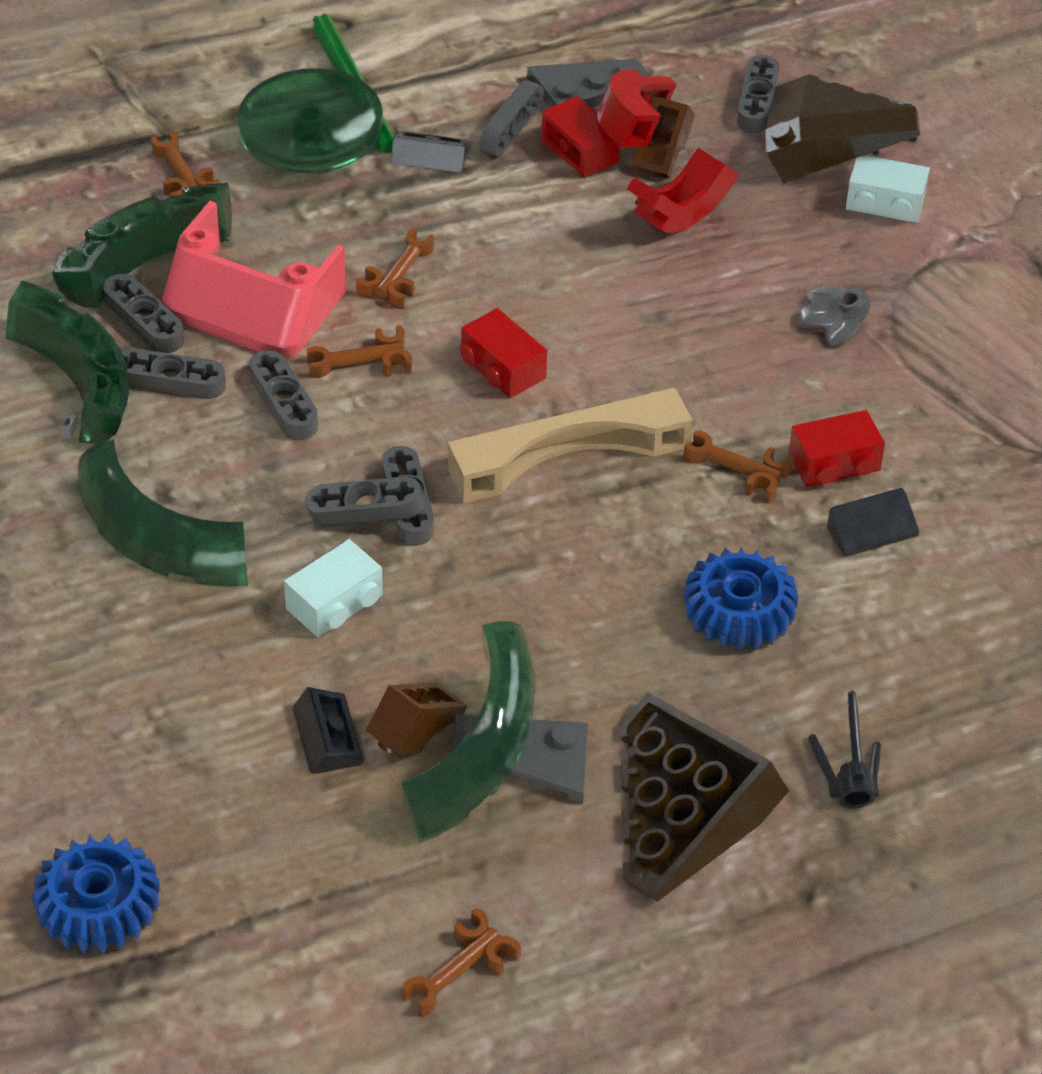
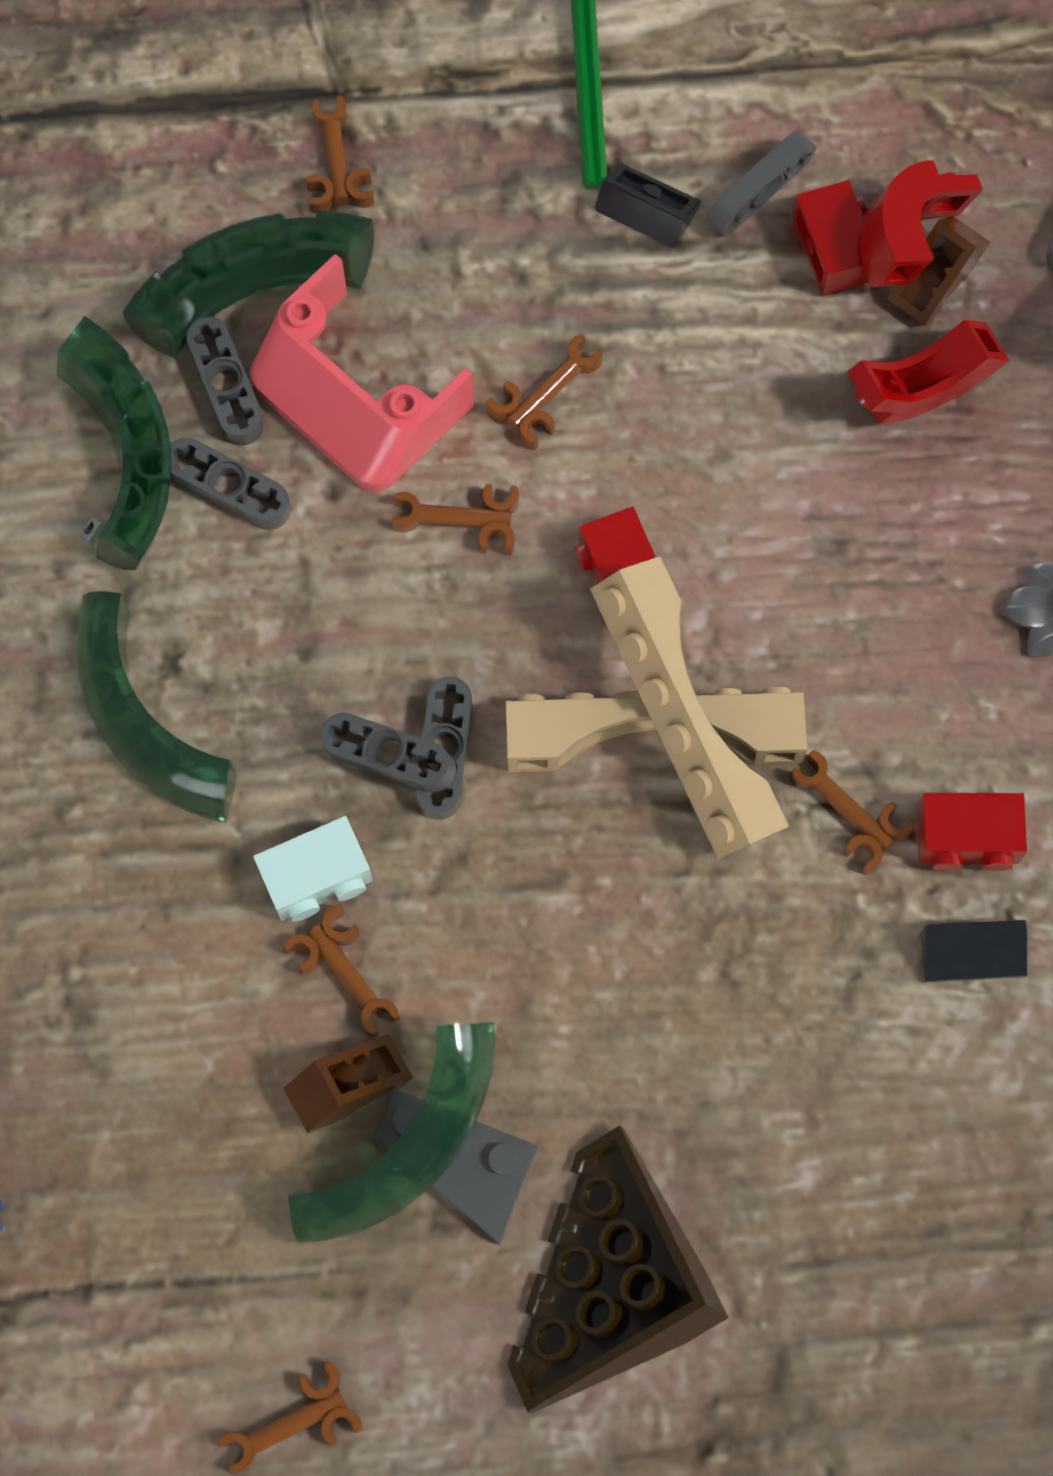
camera: 20 degrees right, 25 degrees up
(283, 408) = (331, 524): dark grey beam -> none
(310, 120) = (507, 130): clear green dish -> none
(327, 731) = (249, 1062): black slope -> none
(366, 638) = (324, 943): none -> dark orange bar
(581, 79) = (879, 143): dark grey wing -> none
(638, 456) = (725, 793): none -> tan arch
(740, 598) = (768, 1052): blue gear -> none
(855, 782) = (811, 1321): black plant -> none

